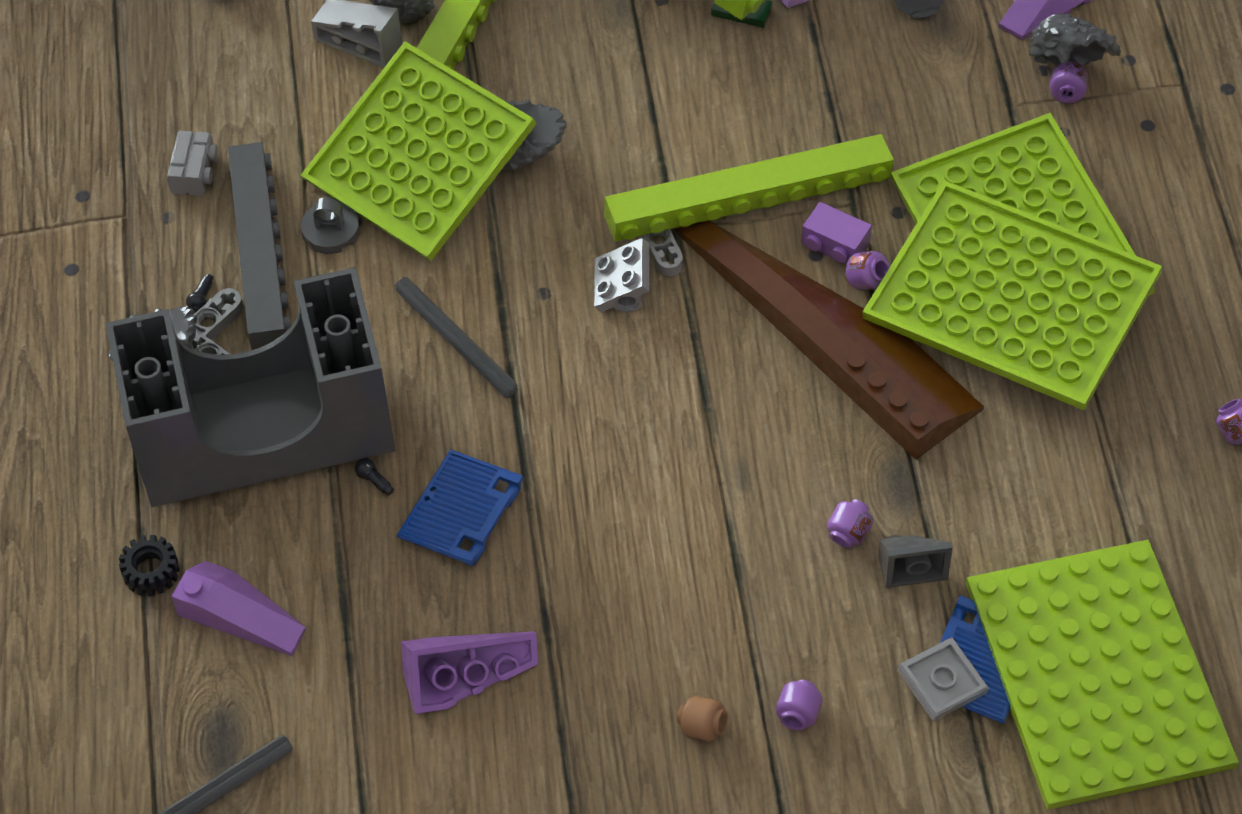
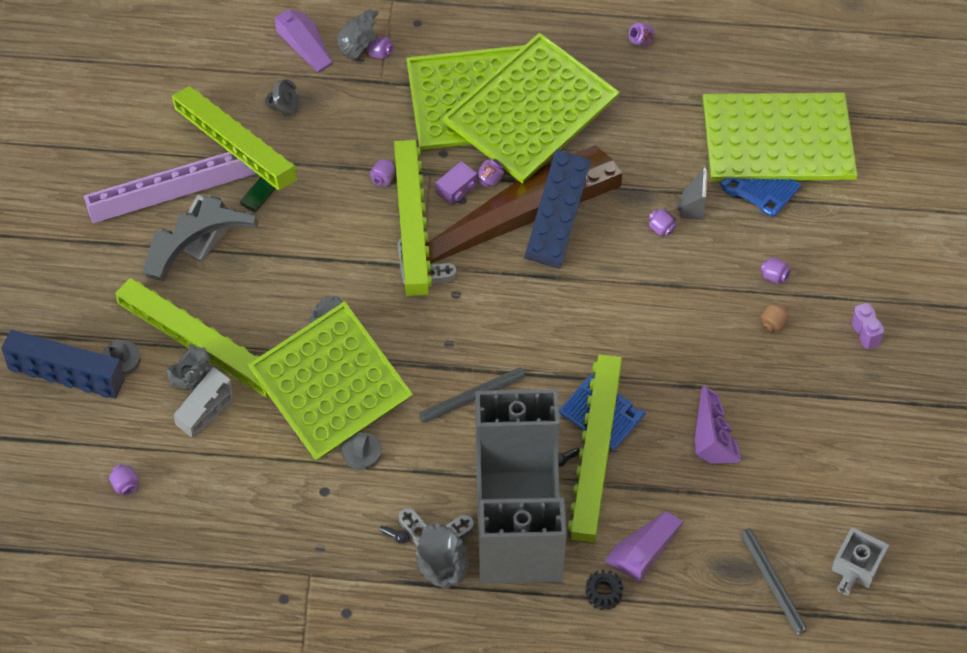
camera: 80 degrees left, 0 degrees up
(191, 163) = (284, 522): light grey brick -> none
(257, 244) = (367, 492): dark grey brick -> none
(386, 504) = (596, 449): none -> lime brick
(622, 277) = (457, 294): light grey plate -> none
(807, 359) = (557, 209): none -> dark blue brick
(823, 134) = (384, 172): none -> medium lavender head
(942, 679) = (774, 201): light grey tile -> none

